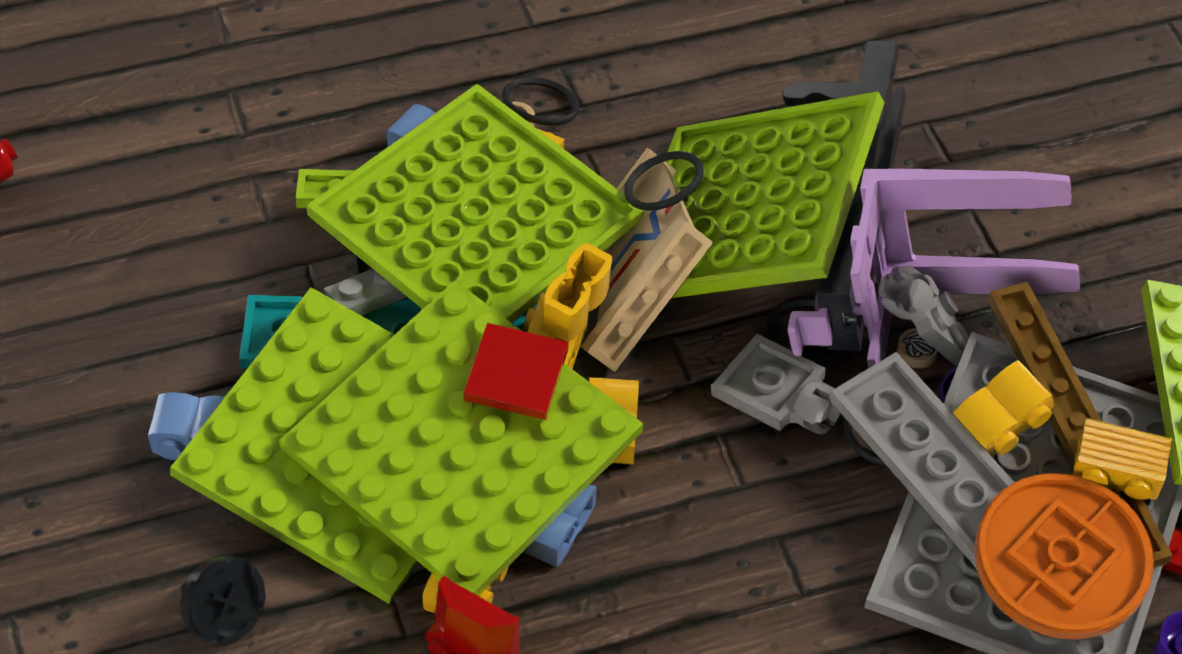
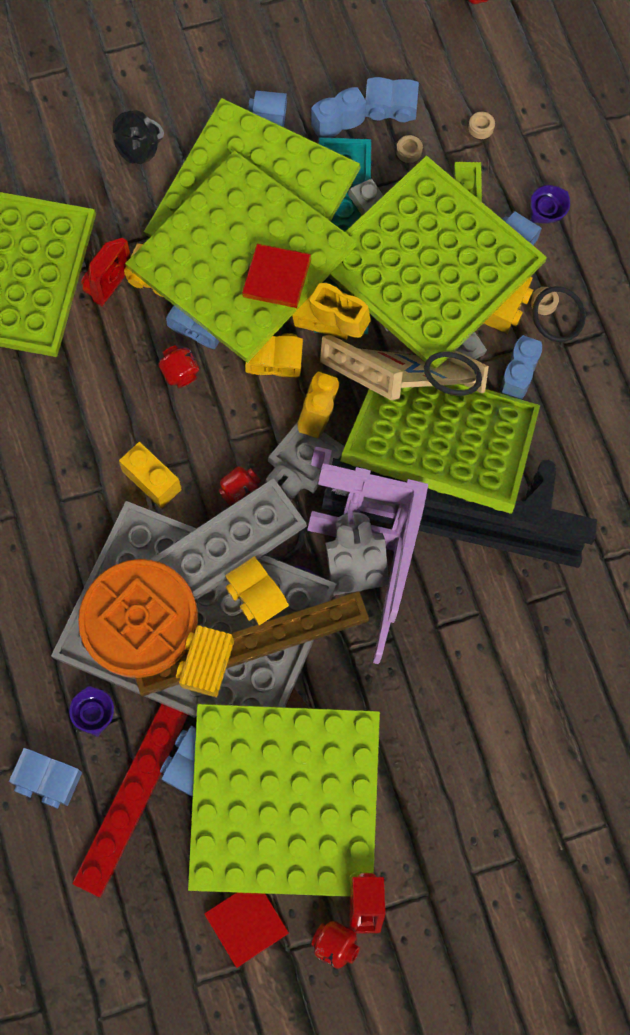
camera: 90 degrees right, 20 degrees up
(178, 271) = (391, 99): none -> medium blue brick
(198, 333) = (338, 113): none -> medium blue brick
(227, 174) = (481, 125): none -> tan tile
(260, 259) = (409, 149): none -> tan tile
(372, 101) = (549, 204): none -> dark purple hat
(621, 139) = (521, 367): none -> medium blue brick
(634, 540) = (178, 366): none -> red head
(699, 355) = (318, 404): none -> yellow brick
(818, 573) = (150, 475): none -> yellow brick
(826, 460) = (238, 484): none -> red head

